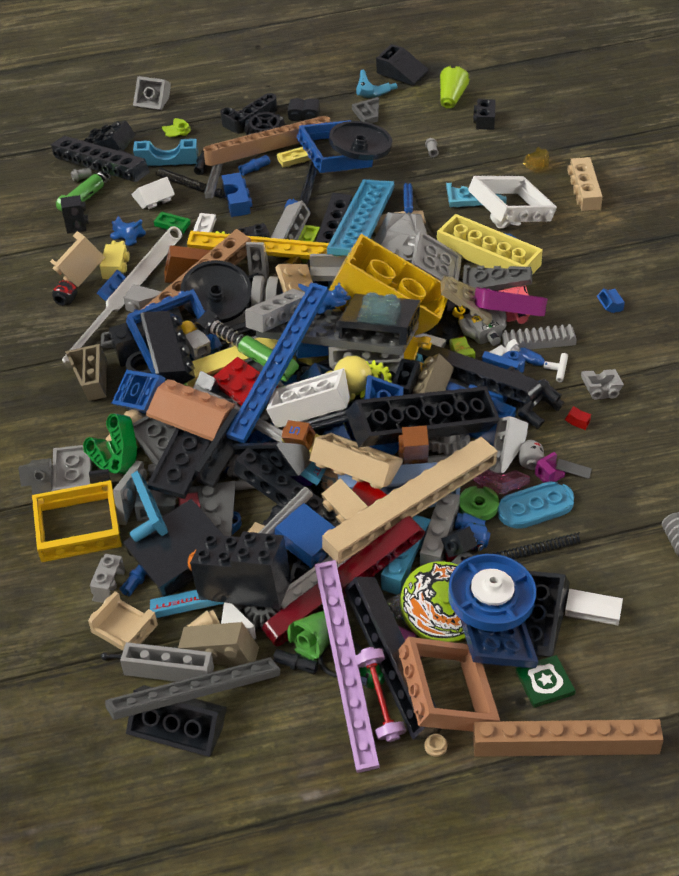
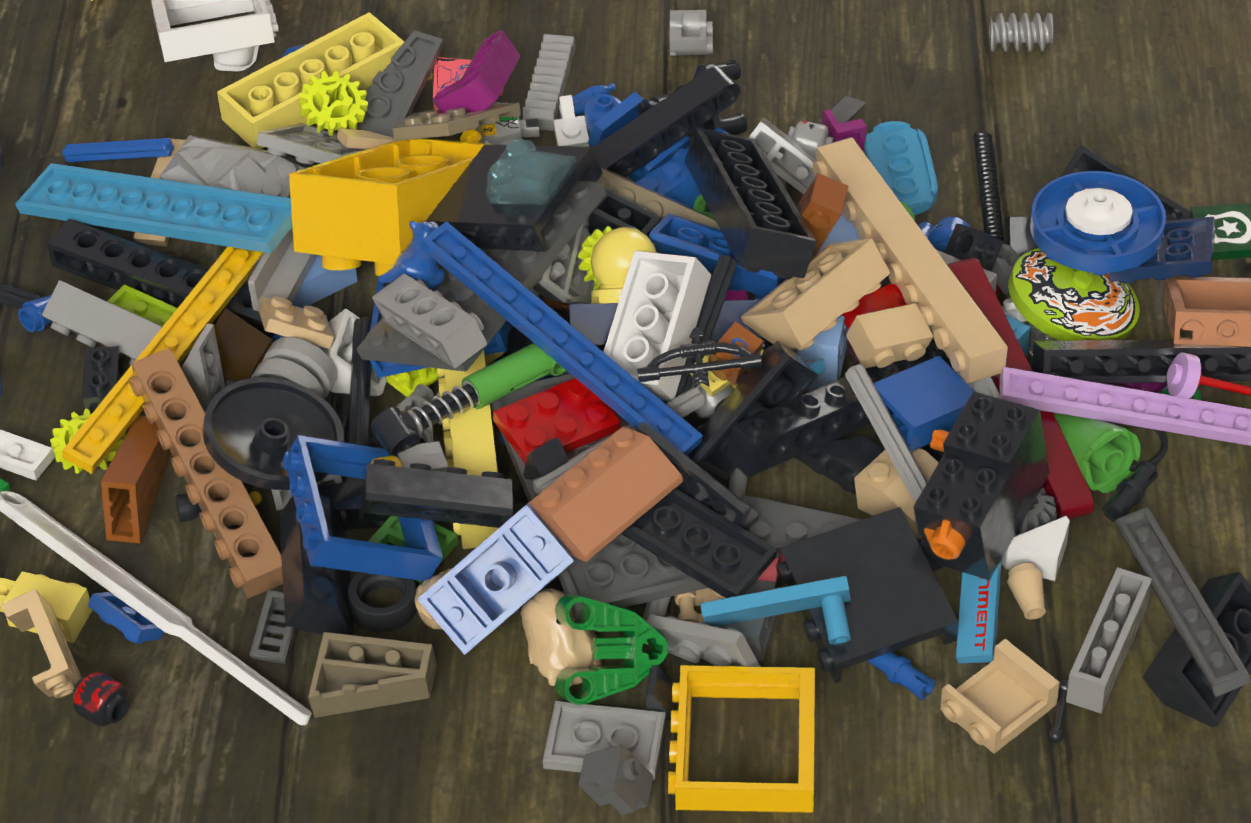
camera: 75 degrees left, 0 degrees up
(104, 575) = (905, 700): light grey window -> none
(139, 297) = (188, 575): light grey slope -> none
(228, 642) = (1085, 571): dark tan wedge -> none
(284, 413) = (699, 370): none -> black piece
(446, 270) = (361, 139): none -> tan tile
(462, 197) = (144, 88): medium azure wing -> none
(465, 255) = (336, 99): none -> neon yellow gear
(560, 367) = (622, 74): white piece -> none
(578, 418) = (751, 78): red piece -> none
(593, 607) = (1121, 142): white piece -> none

